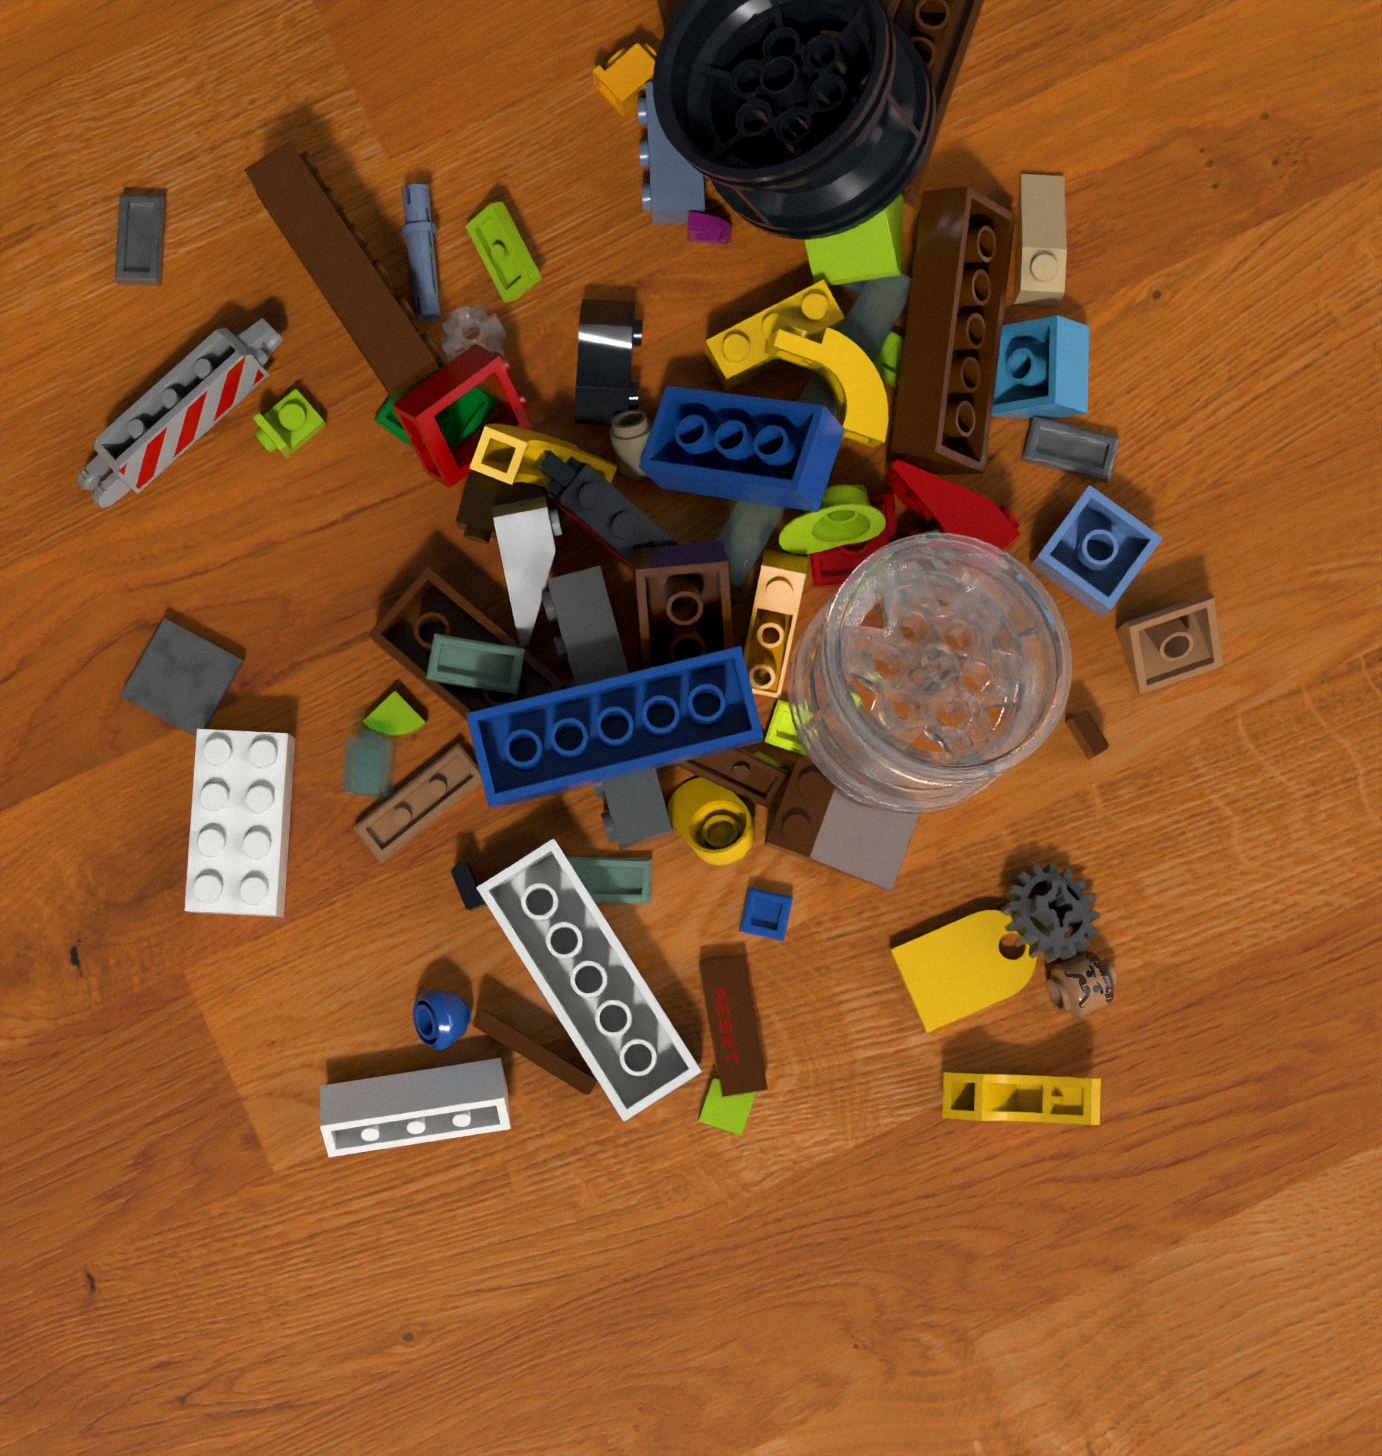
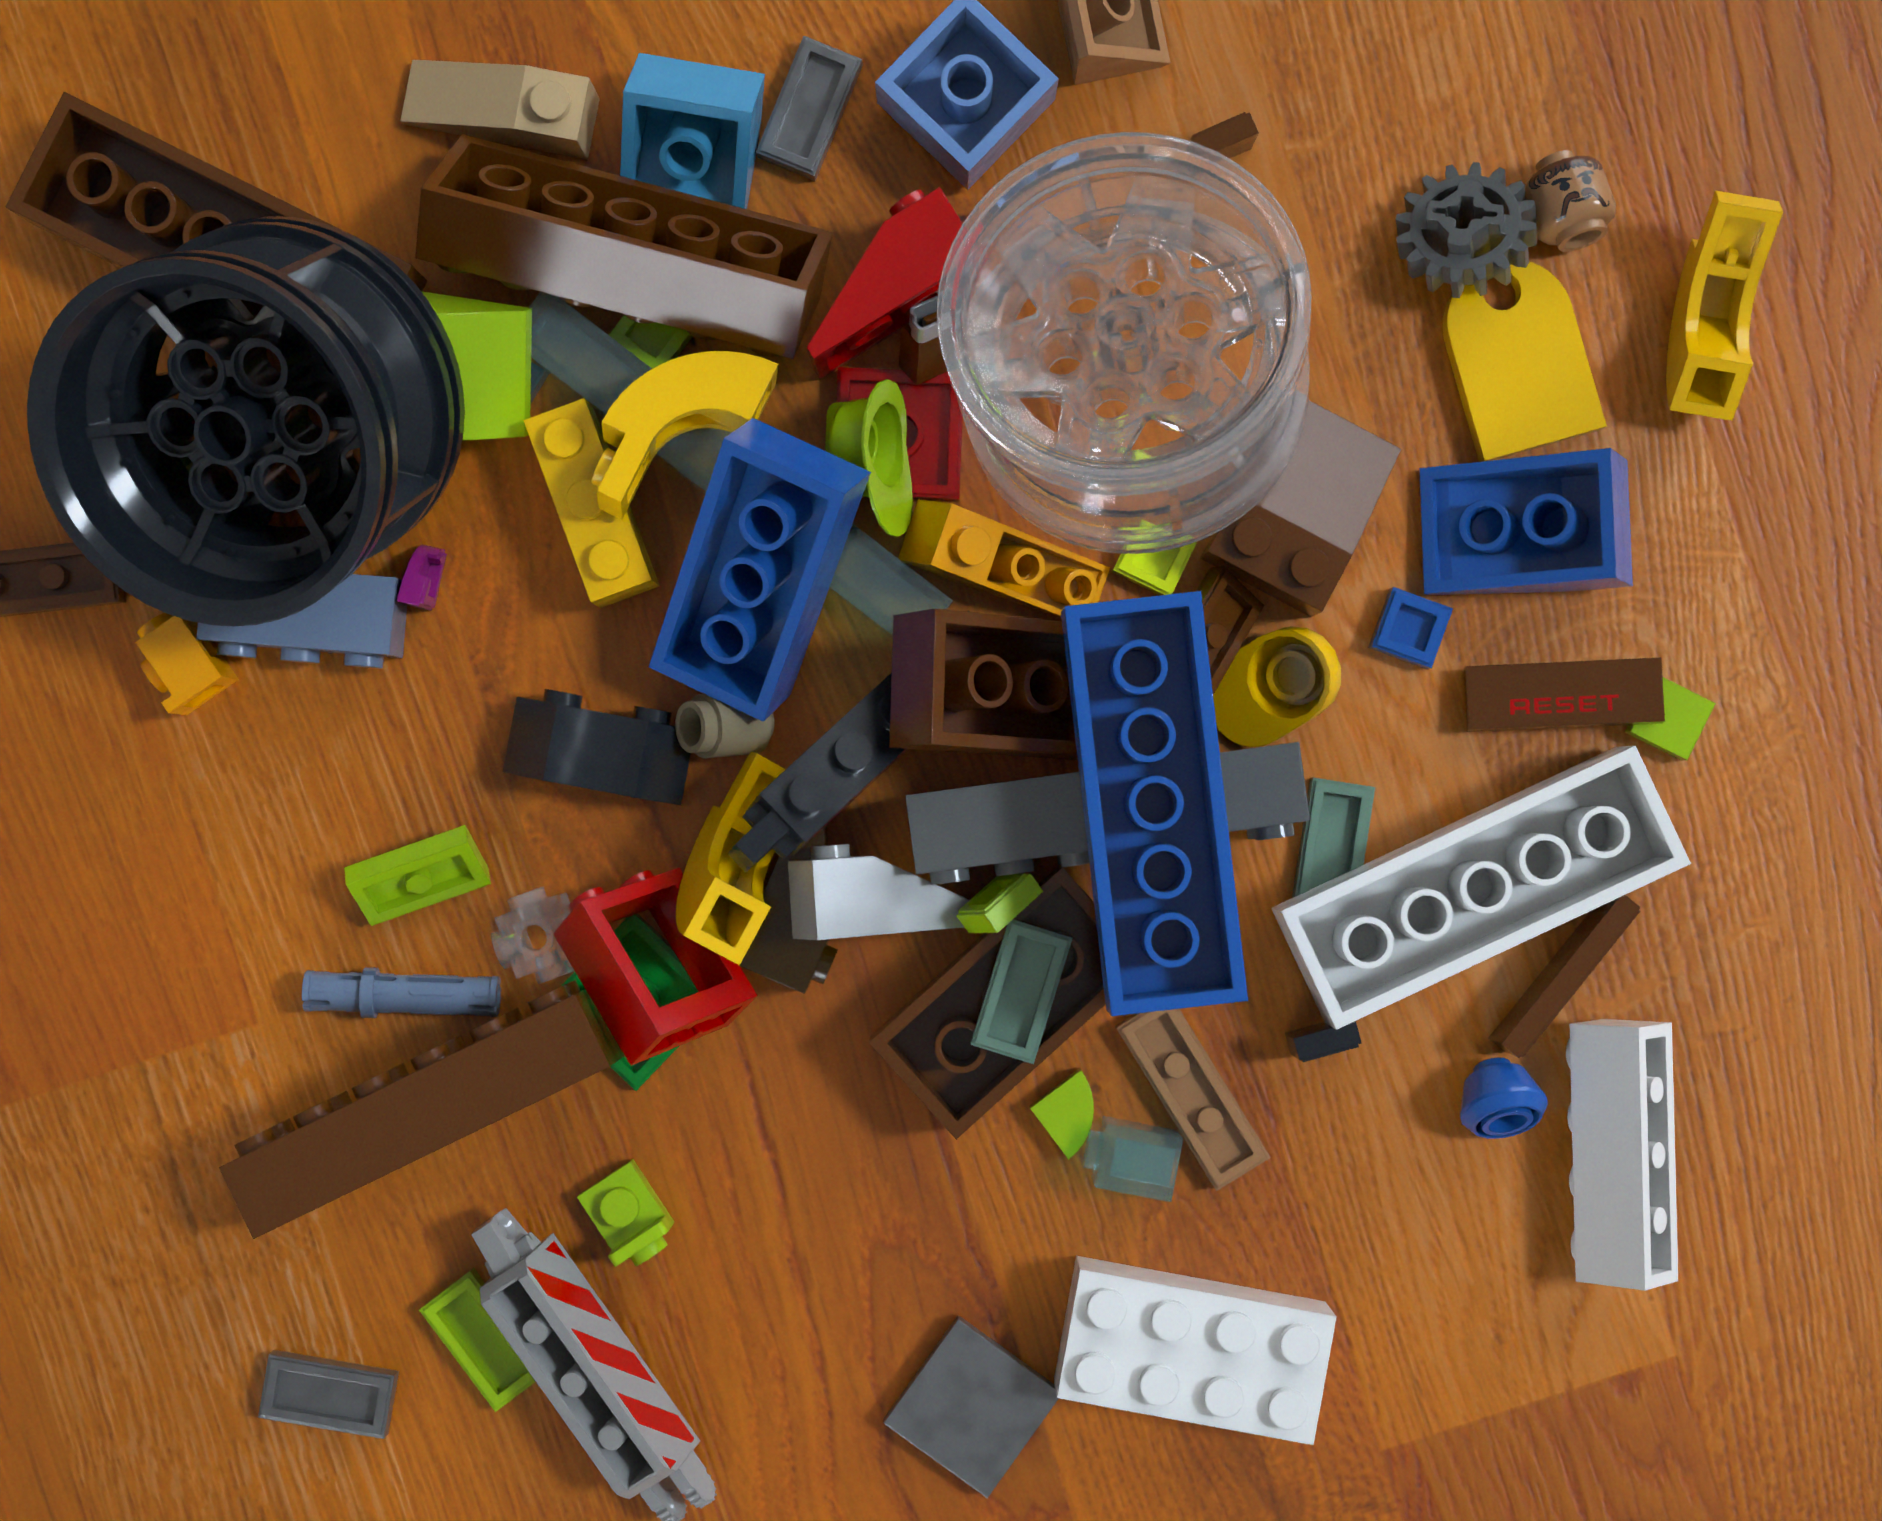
camera: 75 degrees left, 5 degrees up
(187, 333) = (477, 1341): none -> lime tile
(534, 642) = (998, 903): none -> lime tile
(849, 985) = (1527, 524): none -> blue slope

